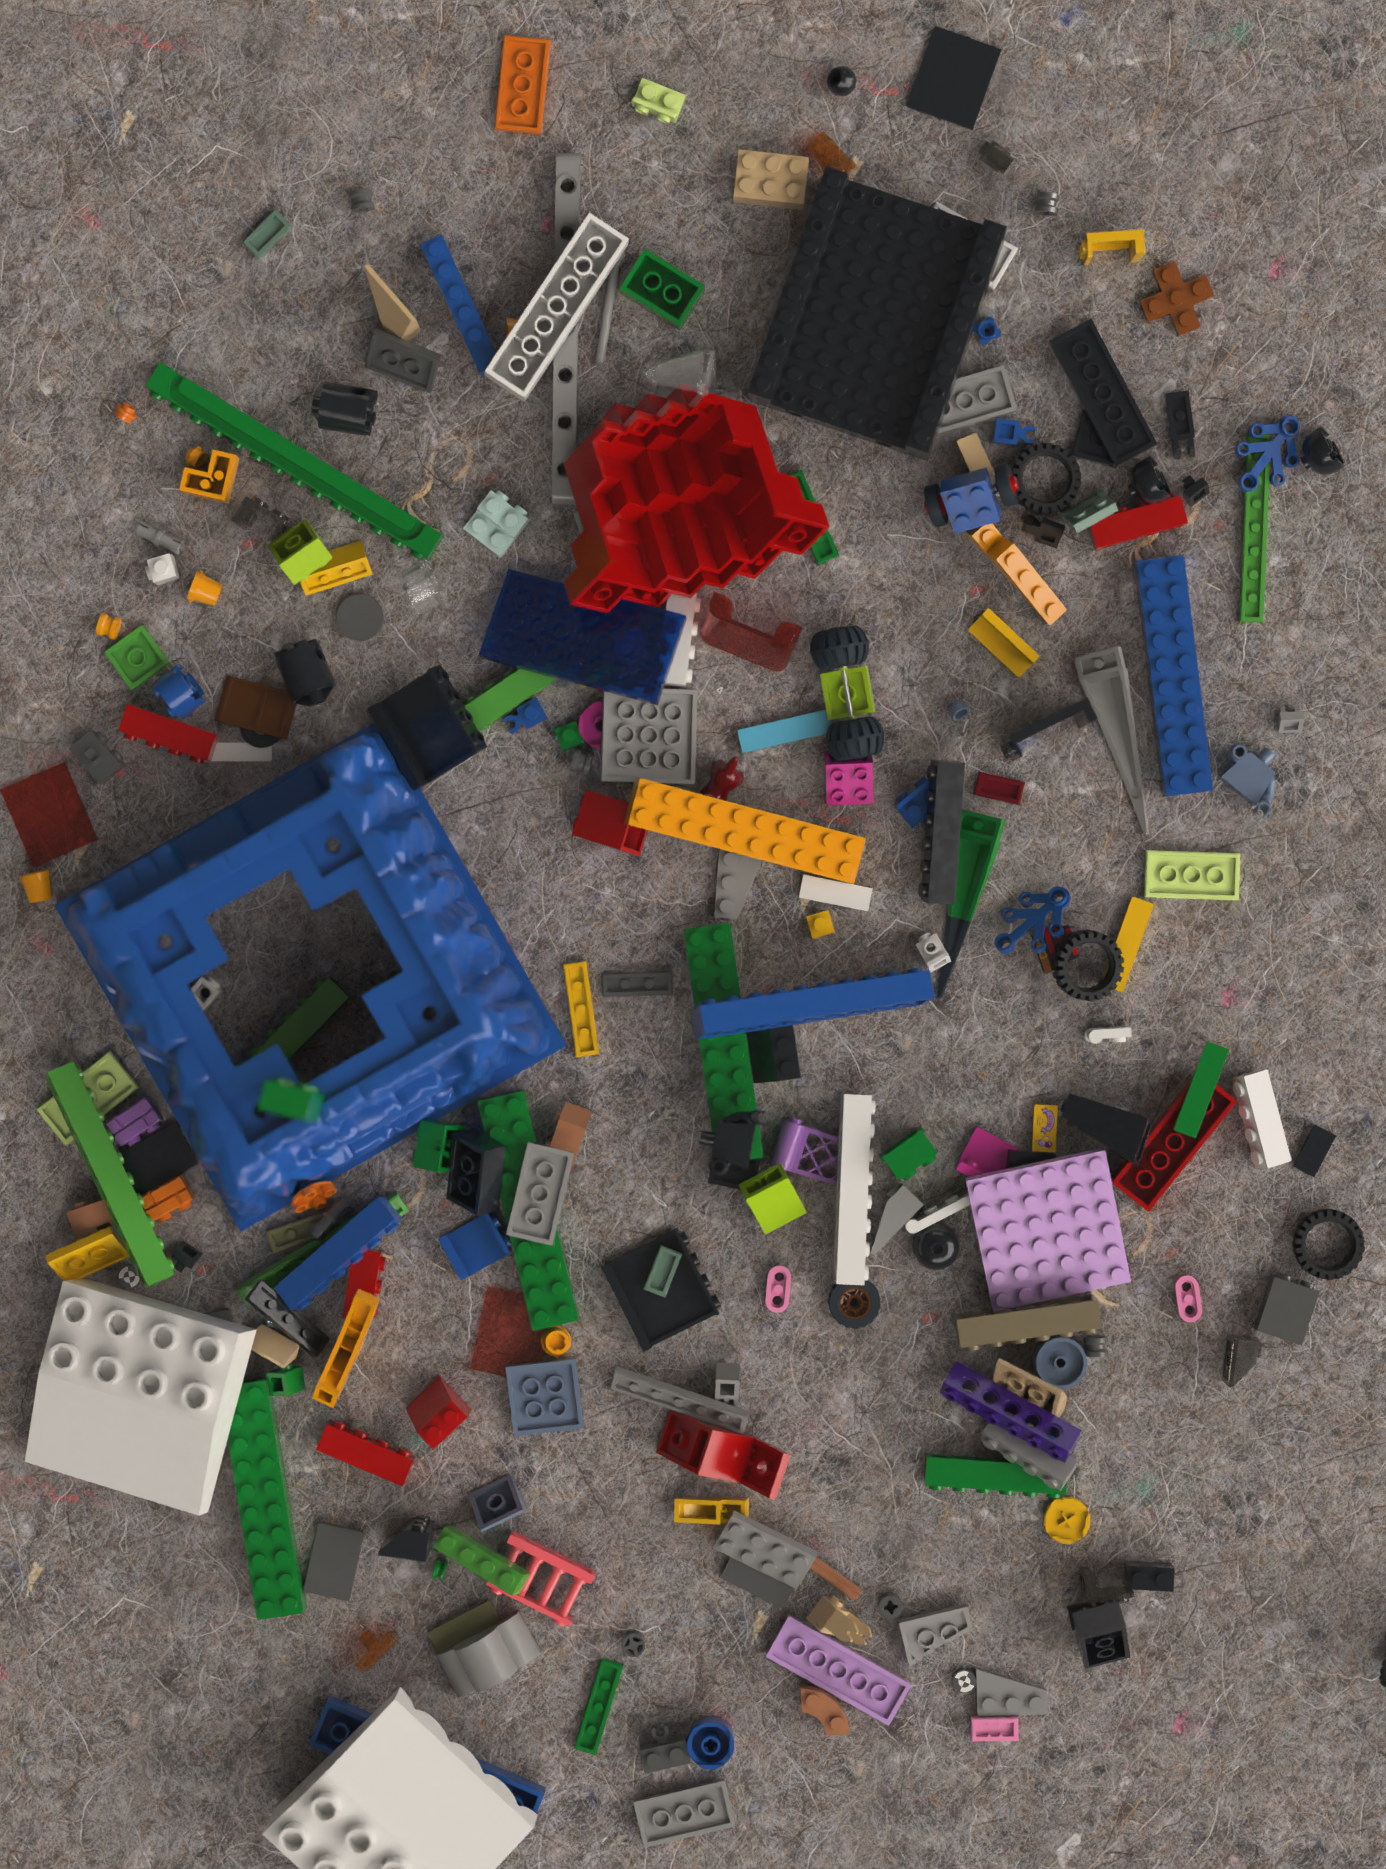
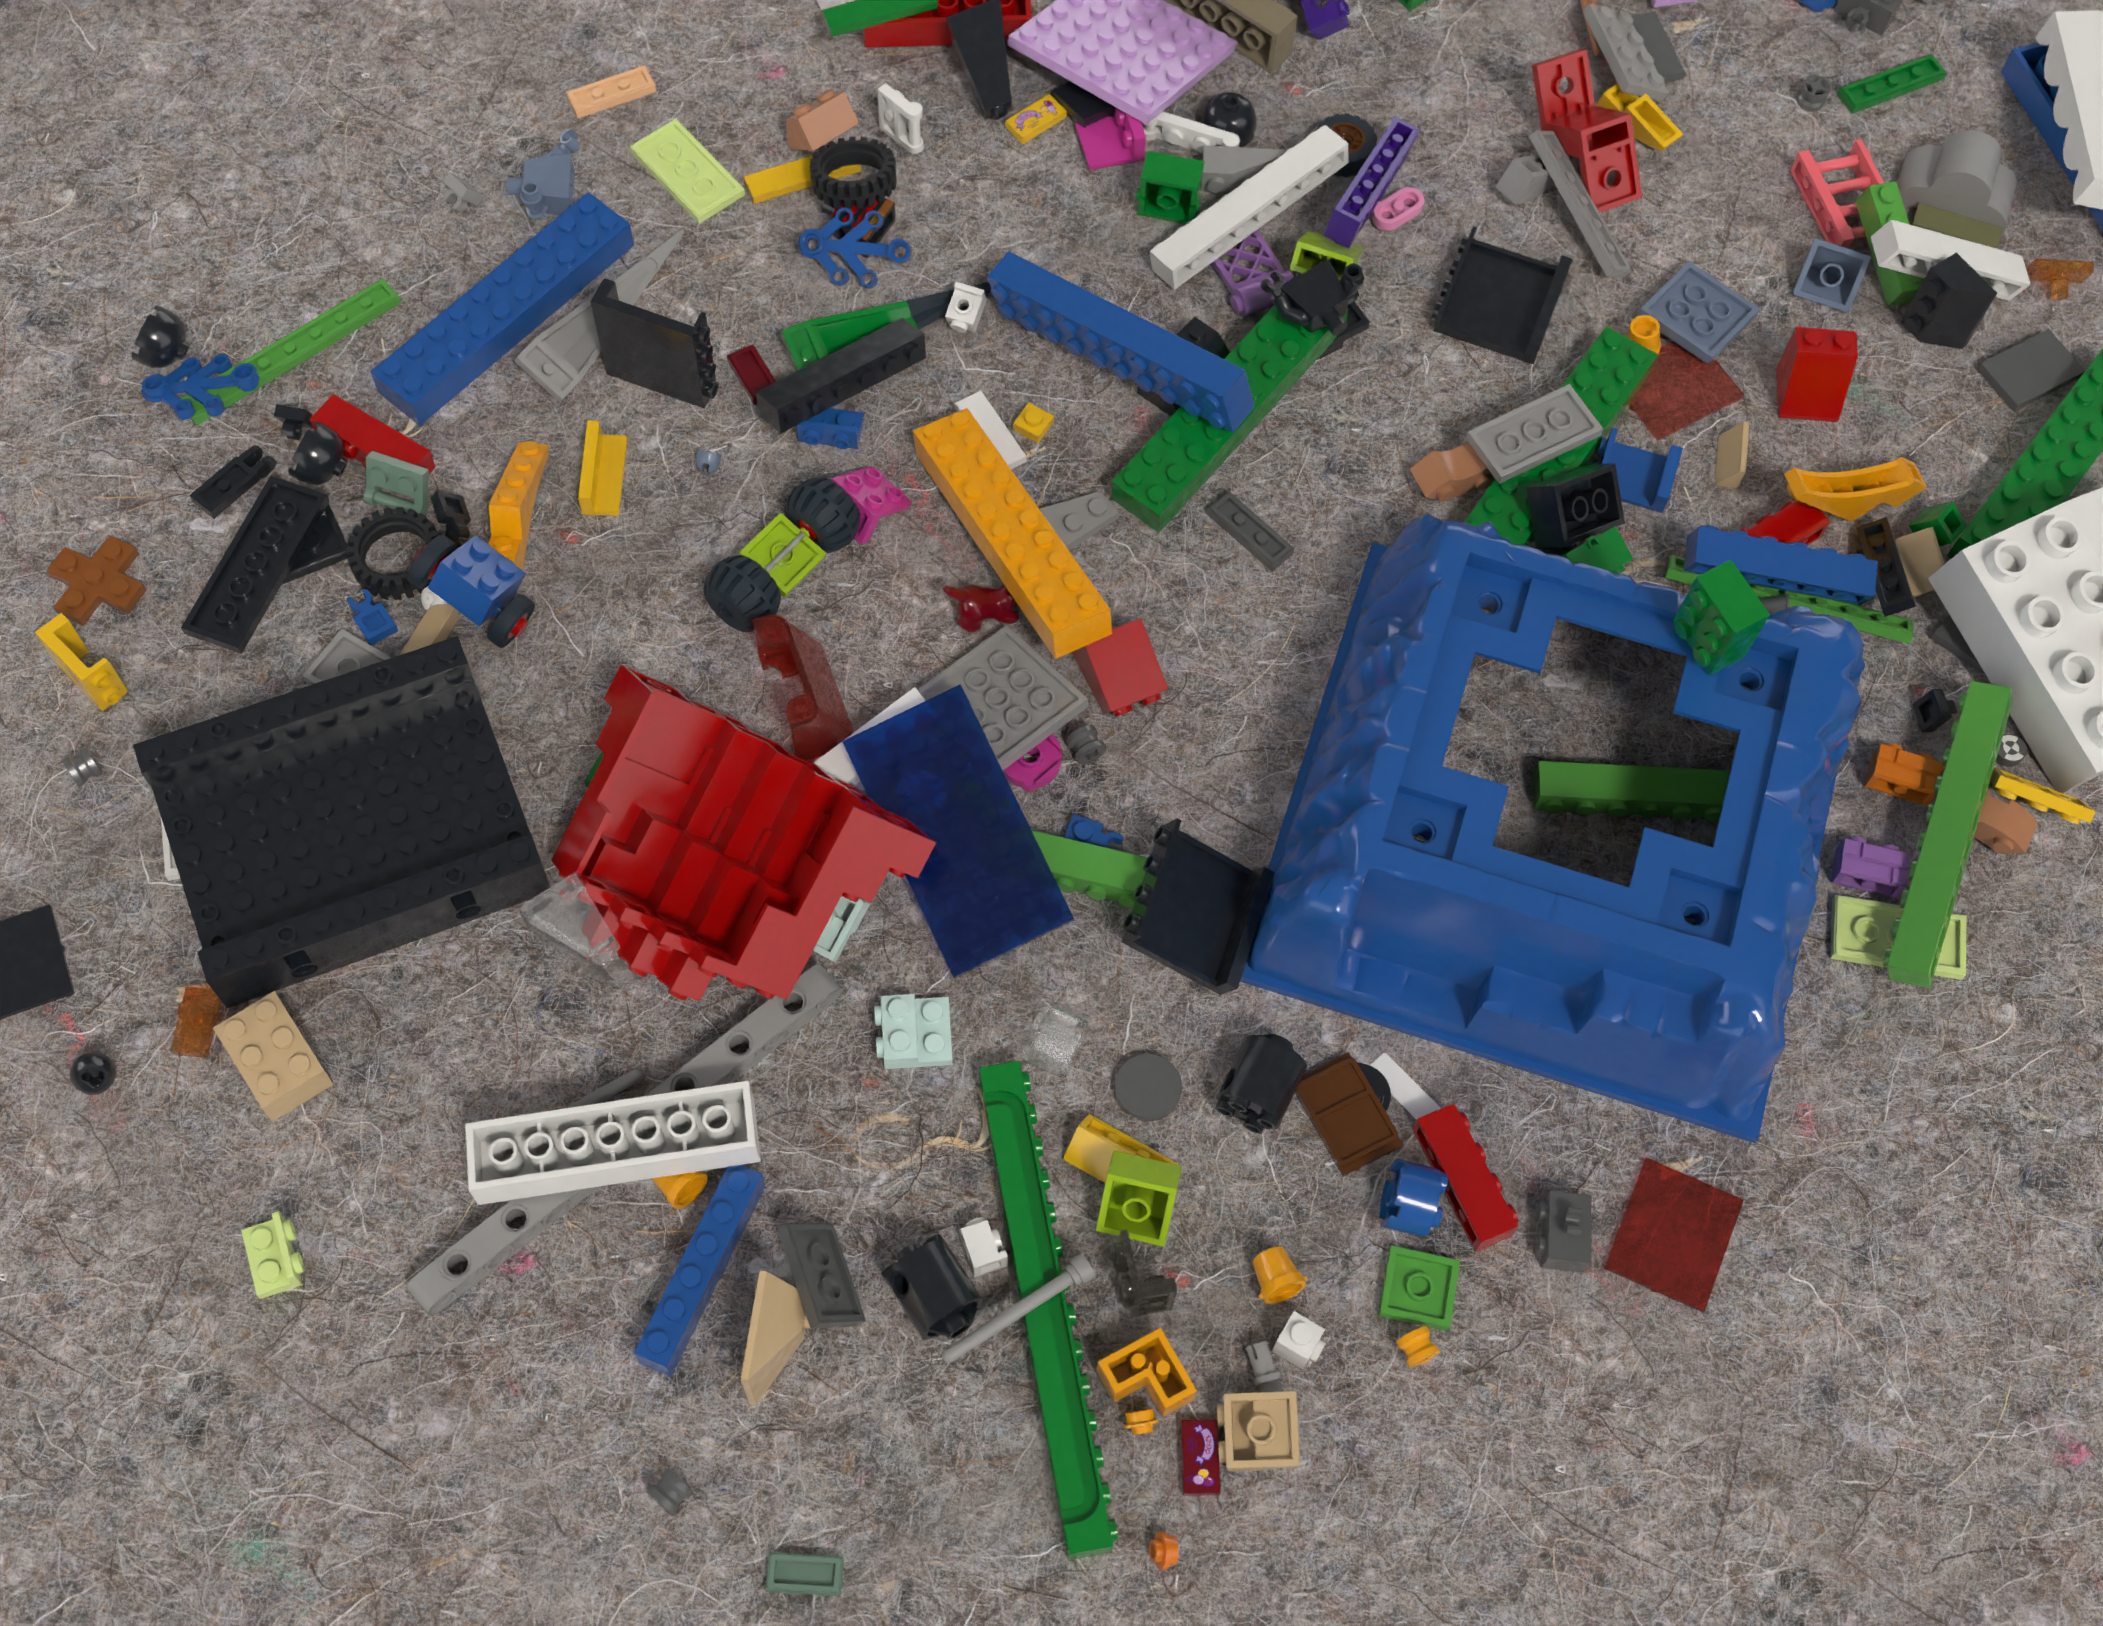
camera: 135 degrees left, 25 degrees down
(37, 885) = (1758, 1174): light orange piece -> none
(136, 506) = (1259, 1431): none -> tan plate
(153, 471) = (1200, 1458): none -> dark red tile
(158, 1158) = (1877, 816): black tile -> none
(289, 485) = (1077, 1272): none -> light grey piece
(349, 456) = (982, 1247): none -> white brick
(366, 1453) = (1916, 414): red brick -> none
(434, 1572) = (1918, 249): none -> white brick
(437, 1314) = (1732, 456): none -> tan slope
(522, 84) = (372, 1428): orange tile -> none
(569, 736) = (1071, 781): green plate -> none
(581, 1009) = (1324, 560): yellow tile -> none
(662, 289) = (498, 1063): green brick -> none
(662, 1271) = (1485, 304): sand green tile -> none
(784, 731) = (874, 592): medium azure tile -> none
(800, 1278) = (1371, 182): none -> dark purple brick
(995, 156) = (64, 854): clear smoke brick -> none
(1142, 978) = (820, 121): none -> nougat slope
(1298, 879) = (611, 91): none -> light nougat tile

